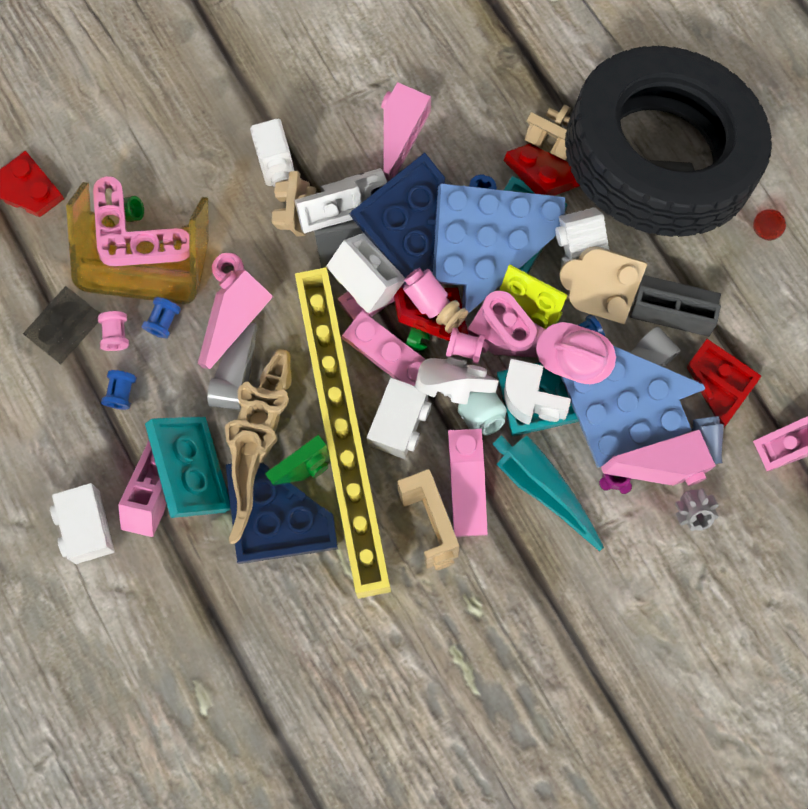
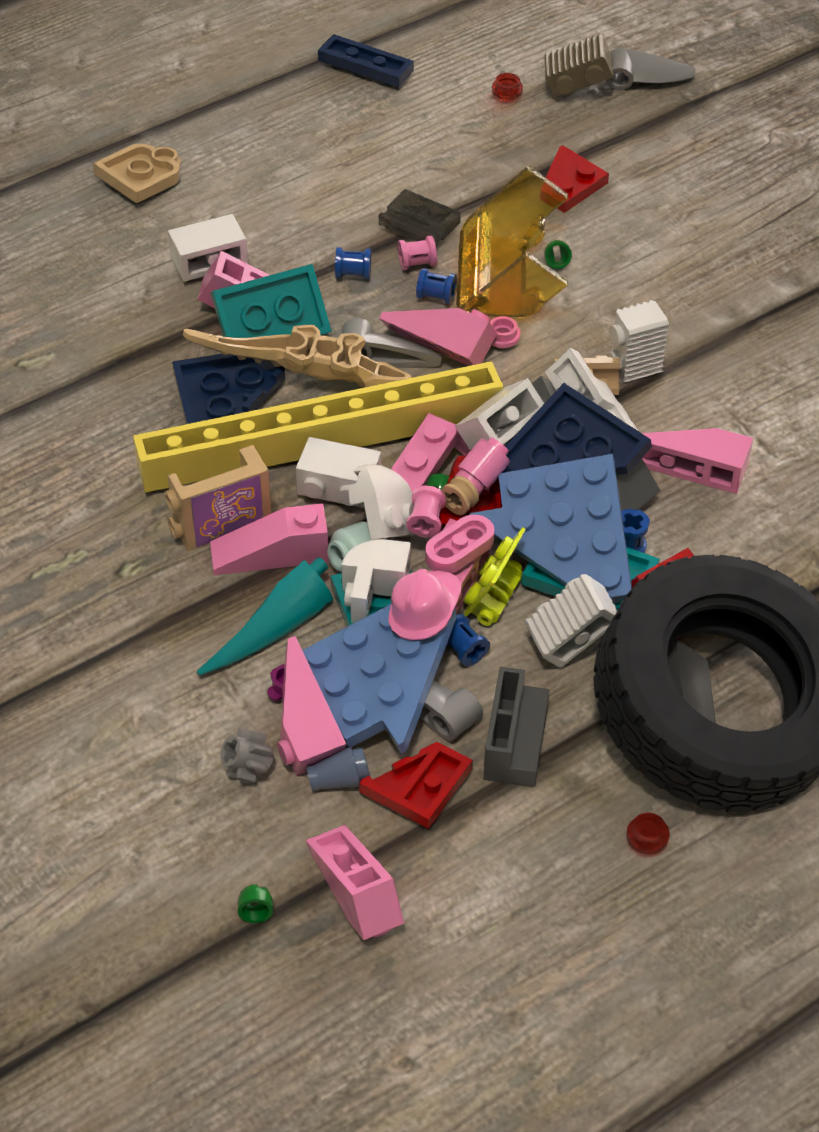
camera: 80 degrees right, 25 degrees down
(118, 236) = (517, 234): bright pink beam -> none
(307, 461) = (274, 380): green wing -> none
(602, 282) = (528, 637): tan plate -> none

